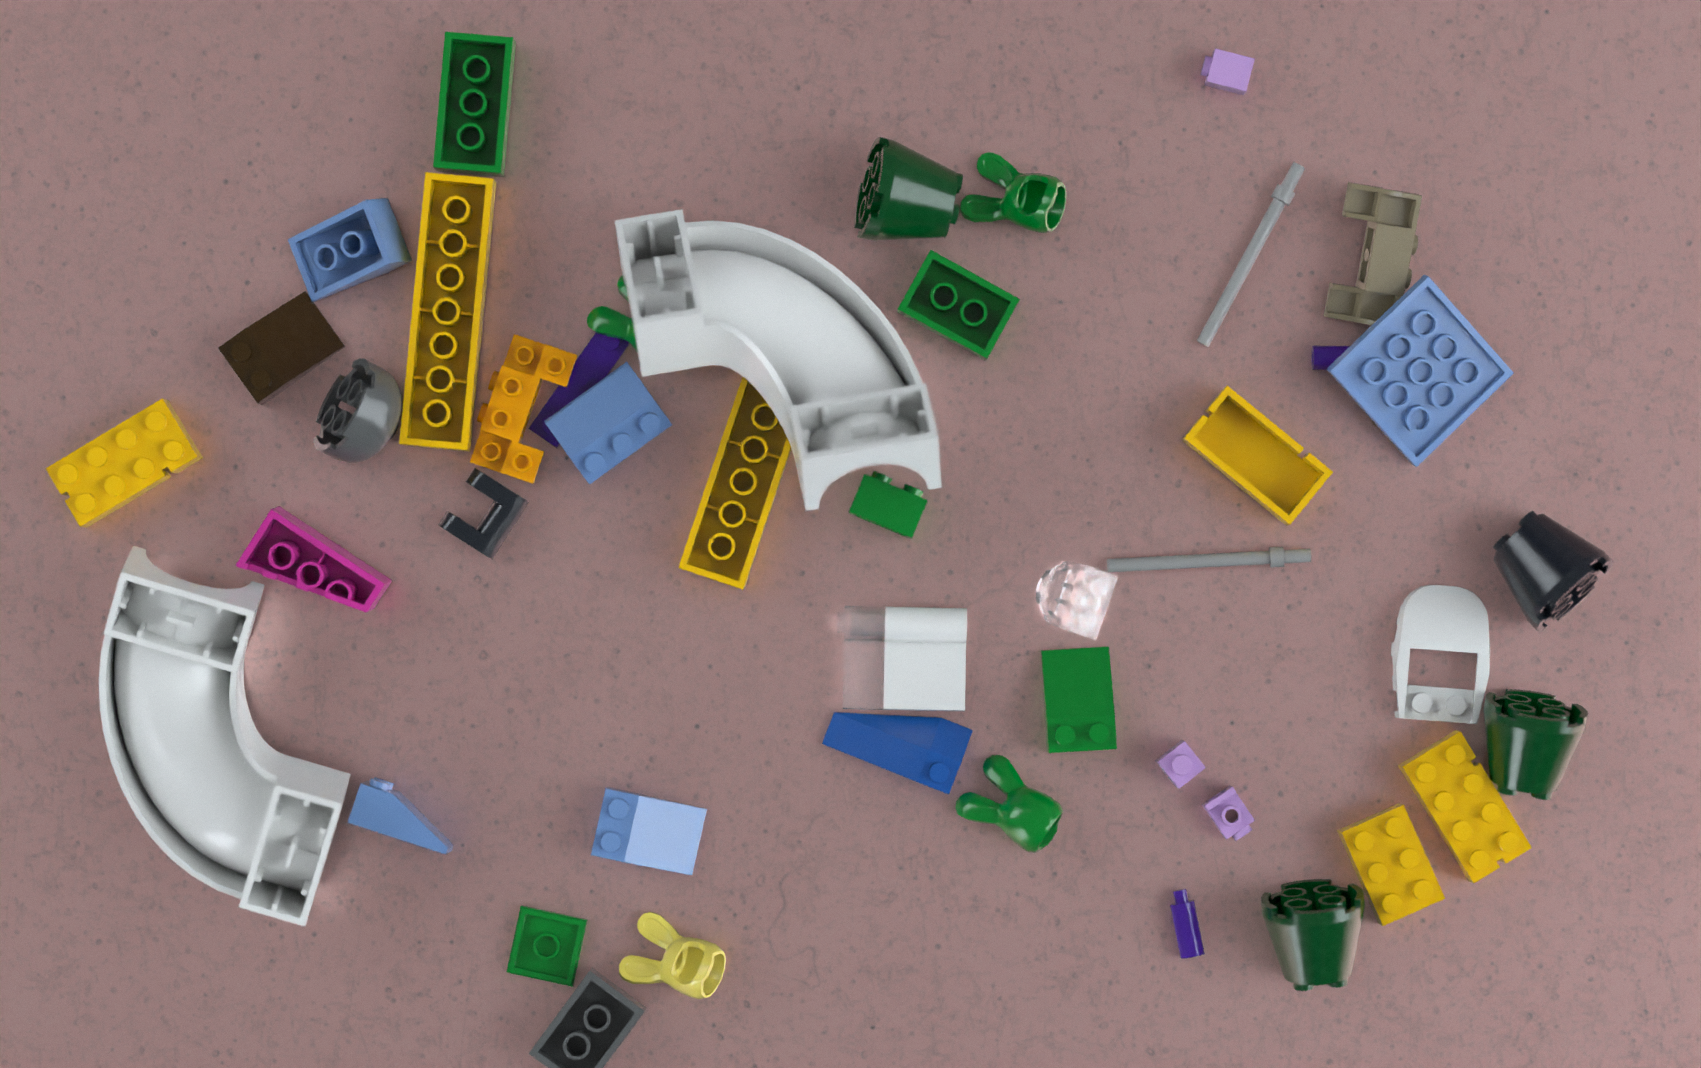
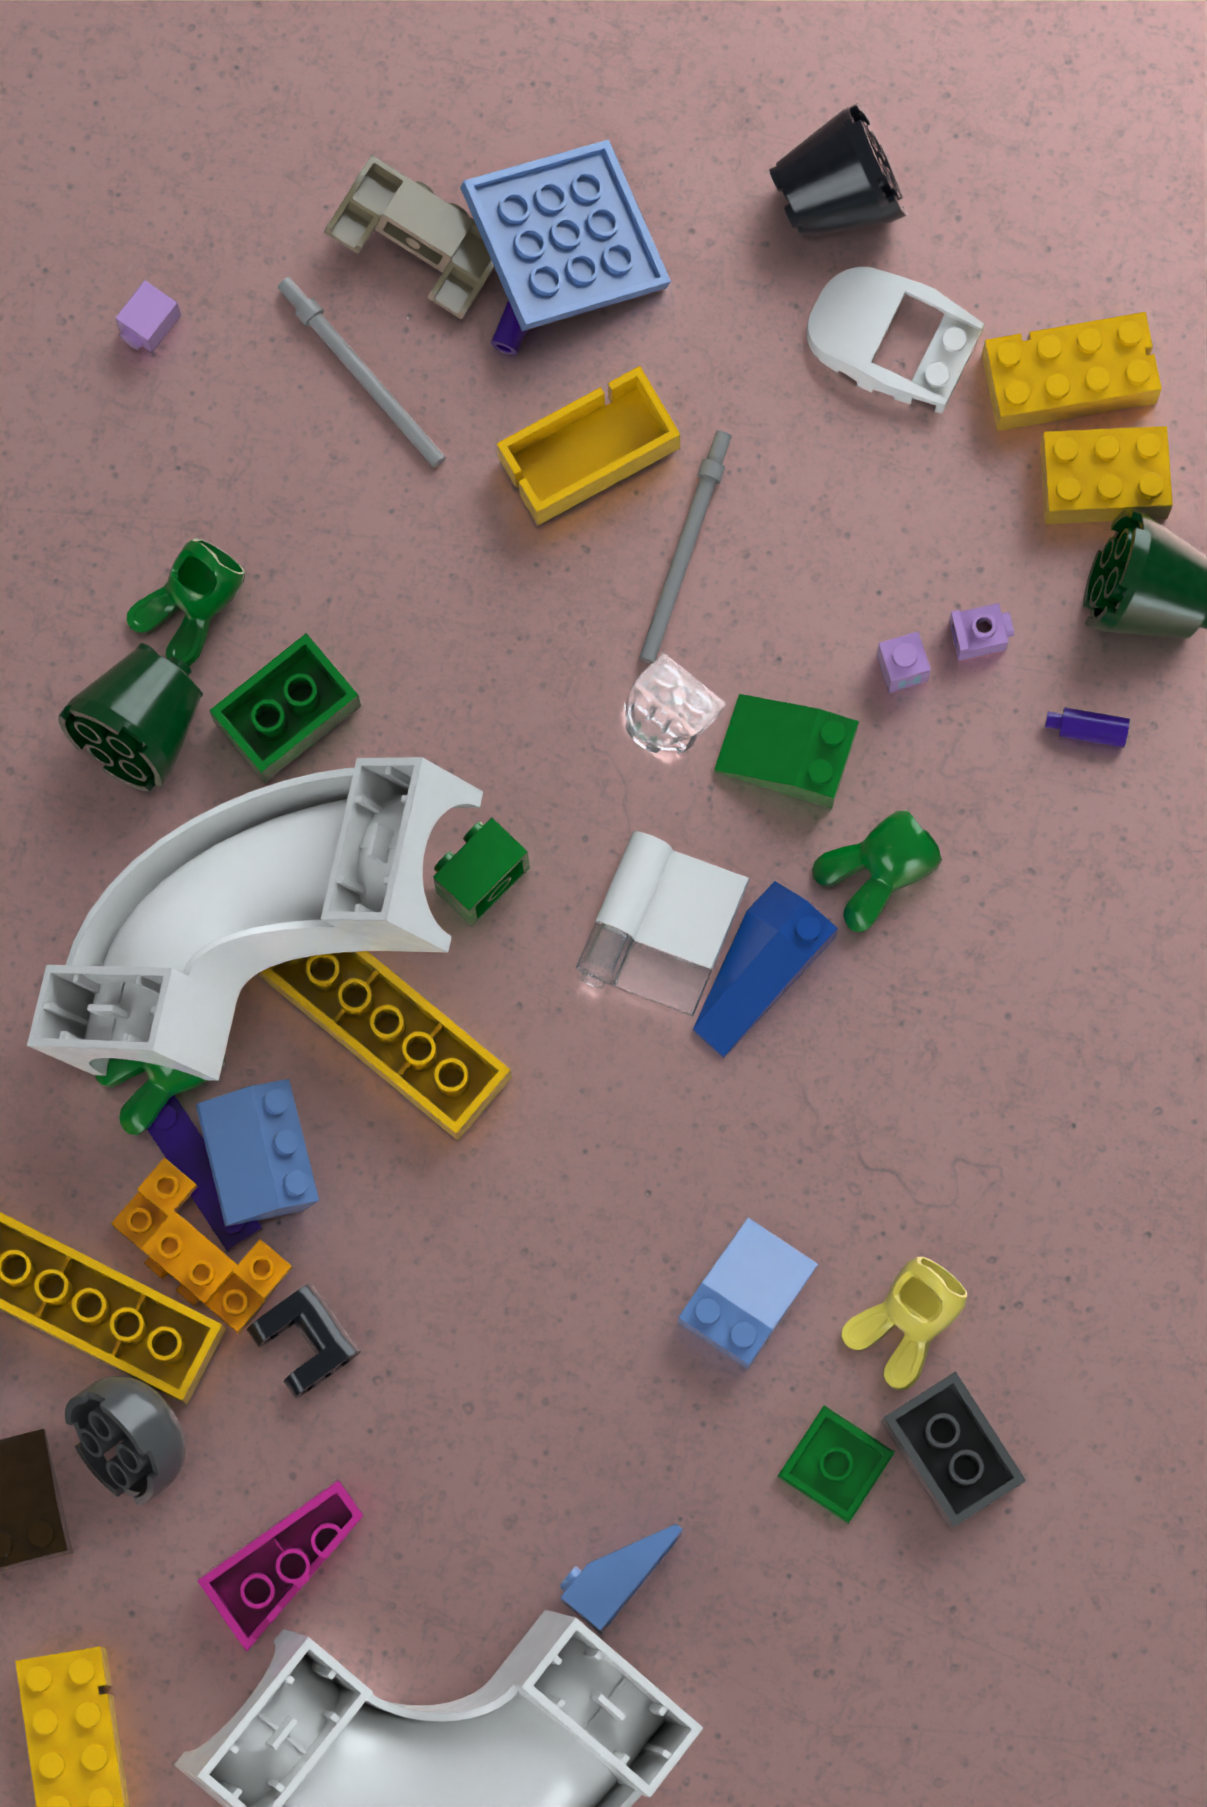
camera: 65 degrees left, 10 degrees down
(1530, 740) = (1026, 269): dark green cone -> none

